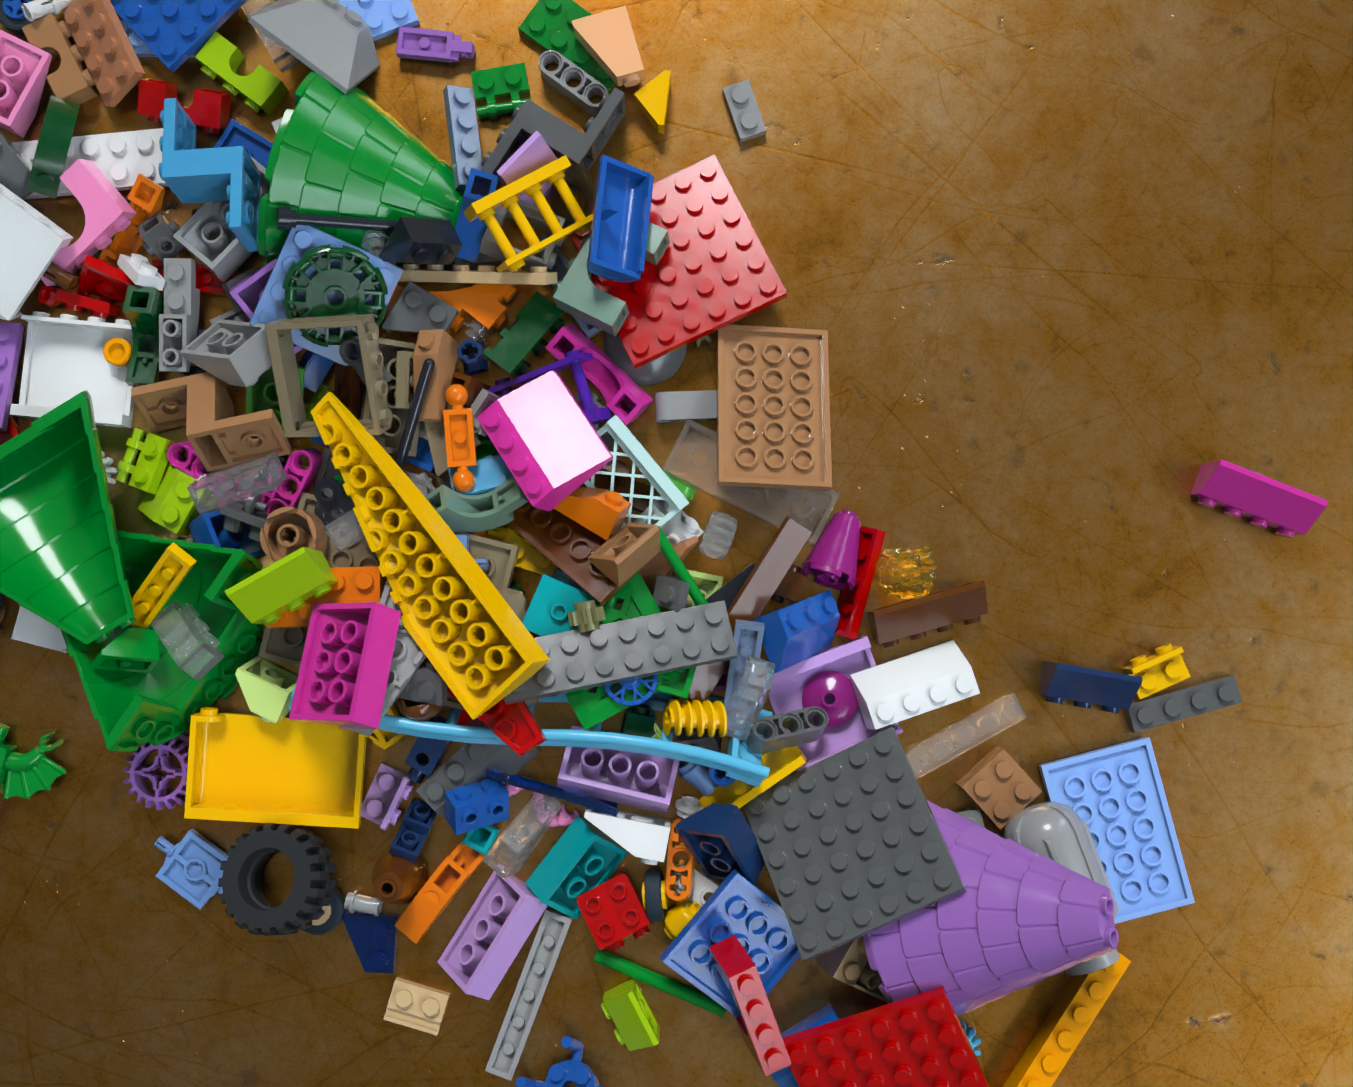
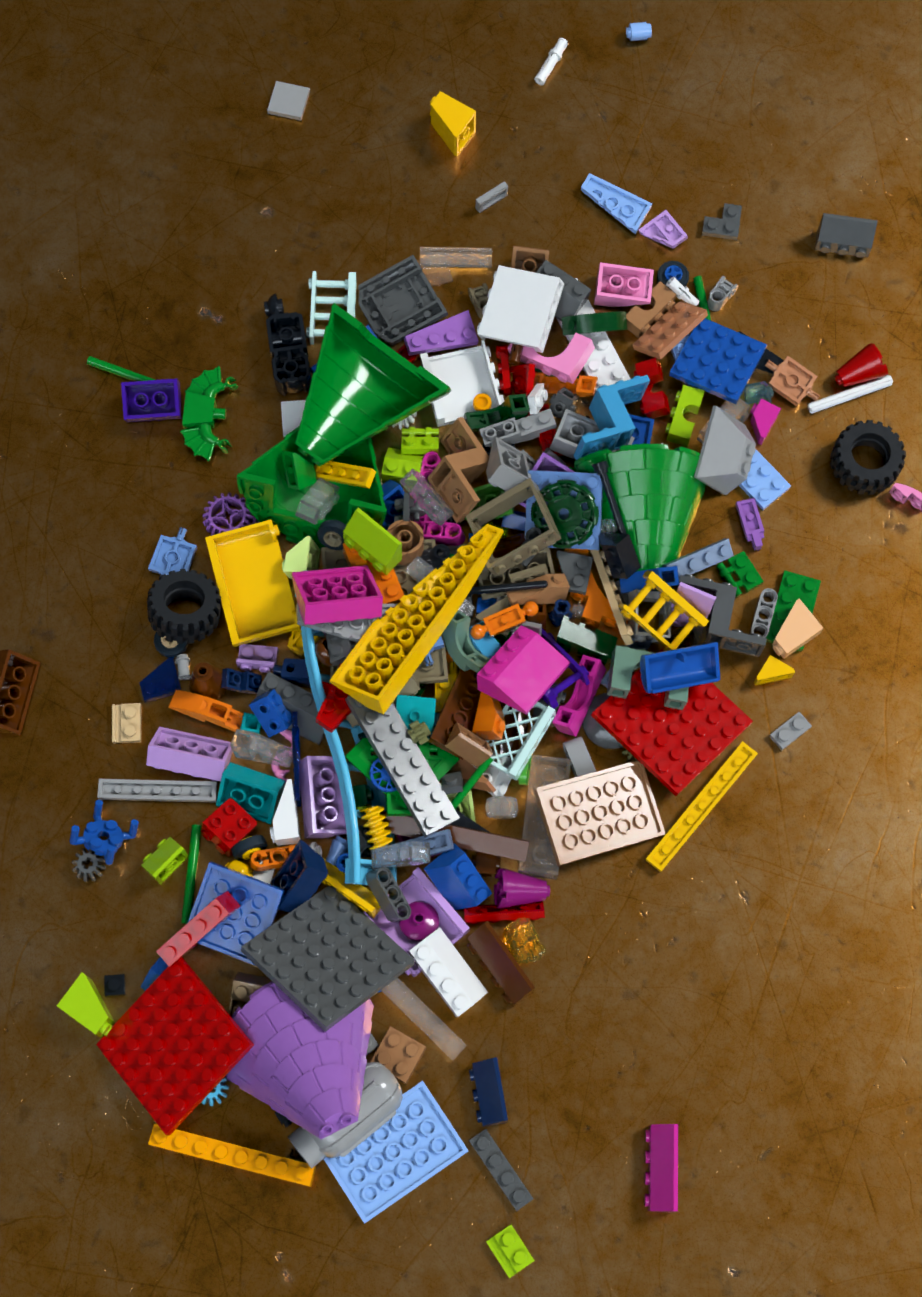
camera: 70 degrees right, 15 degrees down
(243, 637) = (331, 534): none -> black wheel
(806, 268) = (701, 806): none -> yellow plate
(1158, 670) = (517, 1142): yellow bracket -> none
(1285, 727) = (510, 1251): none -> lime plate

